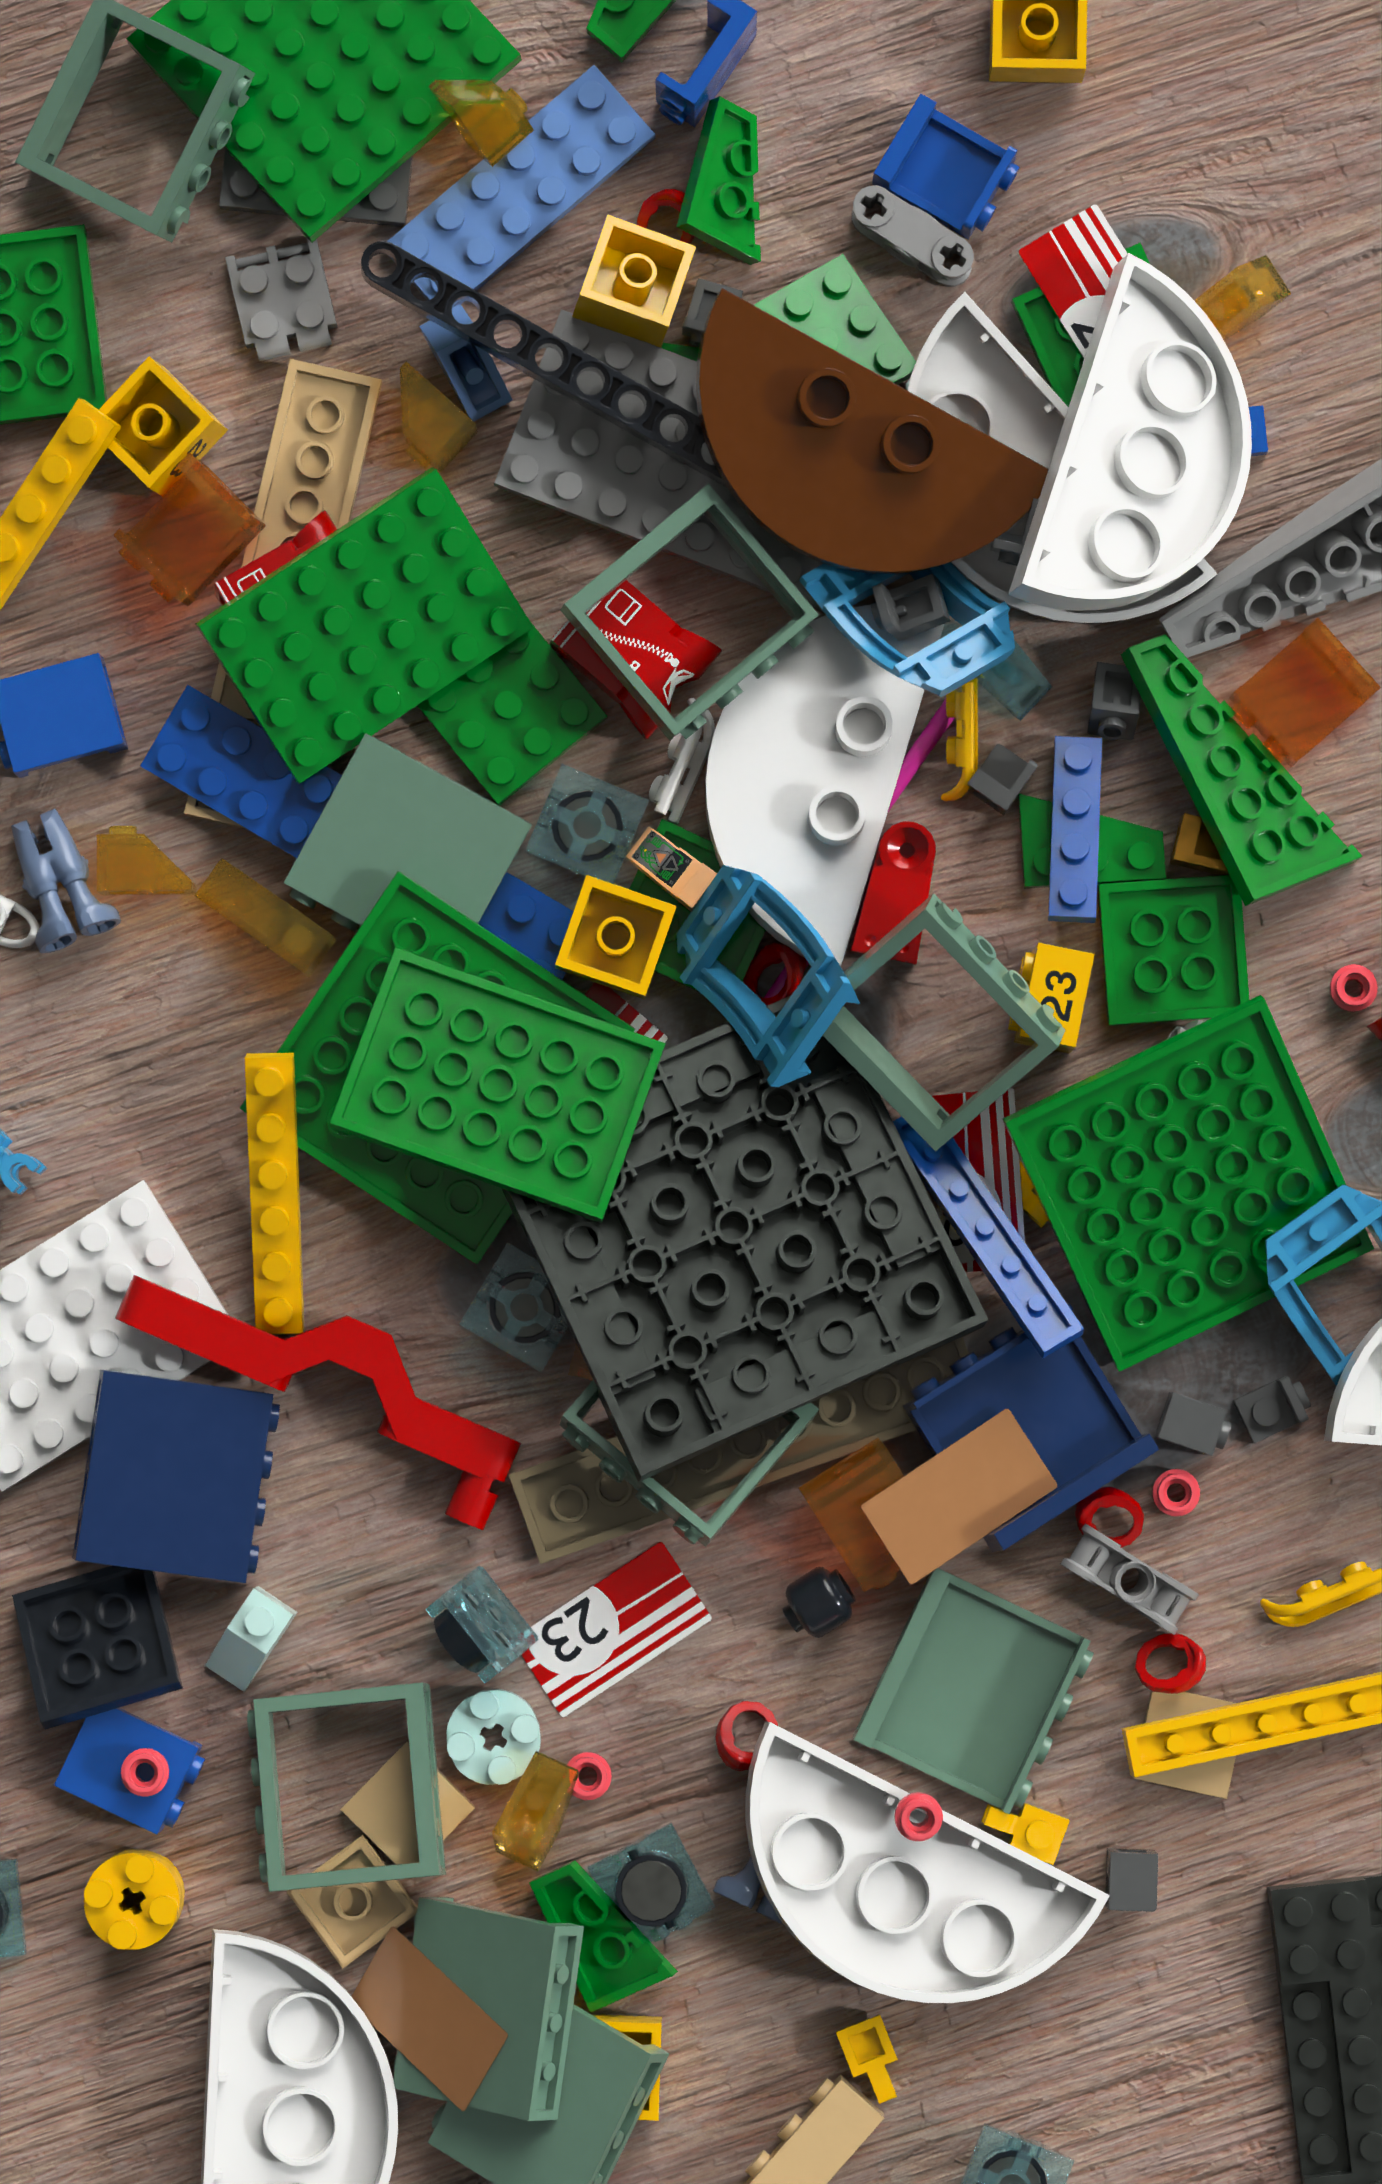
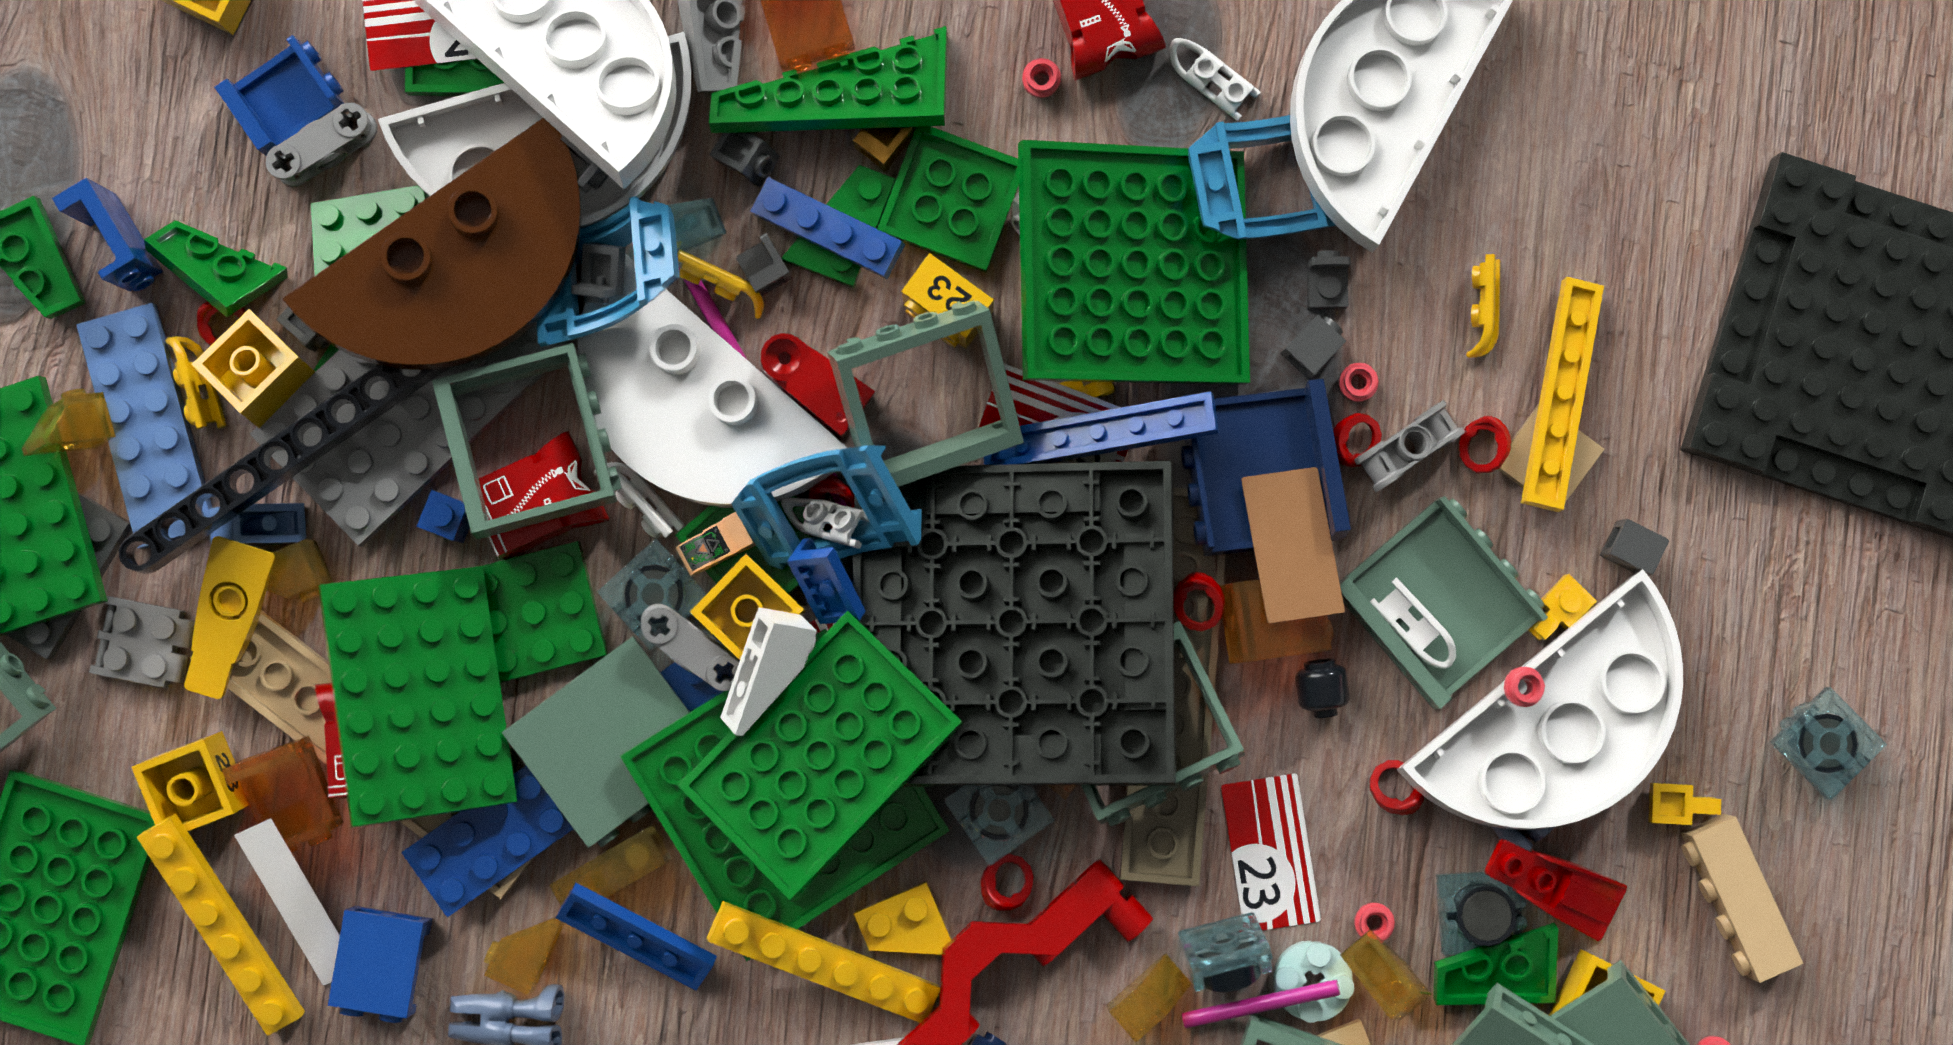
camera: 70 degrees left, 0 degrees up
(86, 591) = (292, 896): none -> white sticker
(210, 978) = (636, 936): none -> blue plate
(354, 1262) = (905, 923): none -> yellow wing
(358, 378) = (226, 613): none -> yellow piece
(396, 1564) = (1149, 997): none -> clear yellow slope
(425, 1347) = (988, 883): none -> red piece
(443, 1688) = (1261, 1003): none -> dark pink bar
(549, 893) = (689, 646): none -> light grey piece
(568, 562) = (444, 517): none -> blue brick
(569, 985) = (768, 664): none -> white slope
(593, 211) = (197, 410): none -> yellow piece
(684, 1005) = (824, 582): none -> blue bracket
(718, 1959) = (1558, 887): none -> red piece
(755, 964) = (819, 512): none -> white piece
(870, 1431) = (1198, 581): none -> red piece
(929, 1684) = (1420, 632): none -> white piece

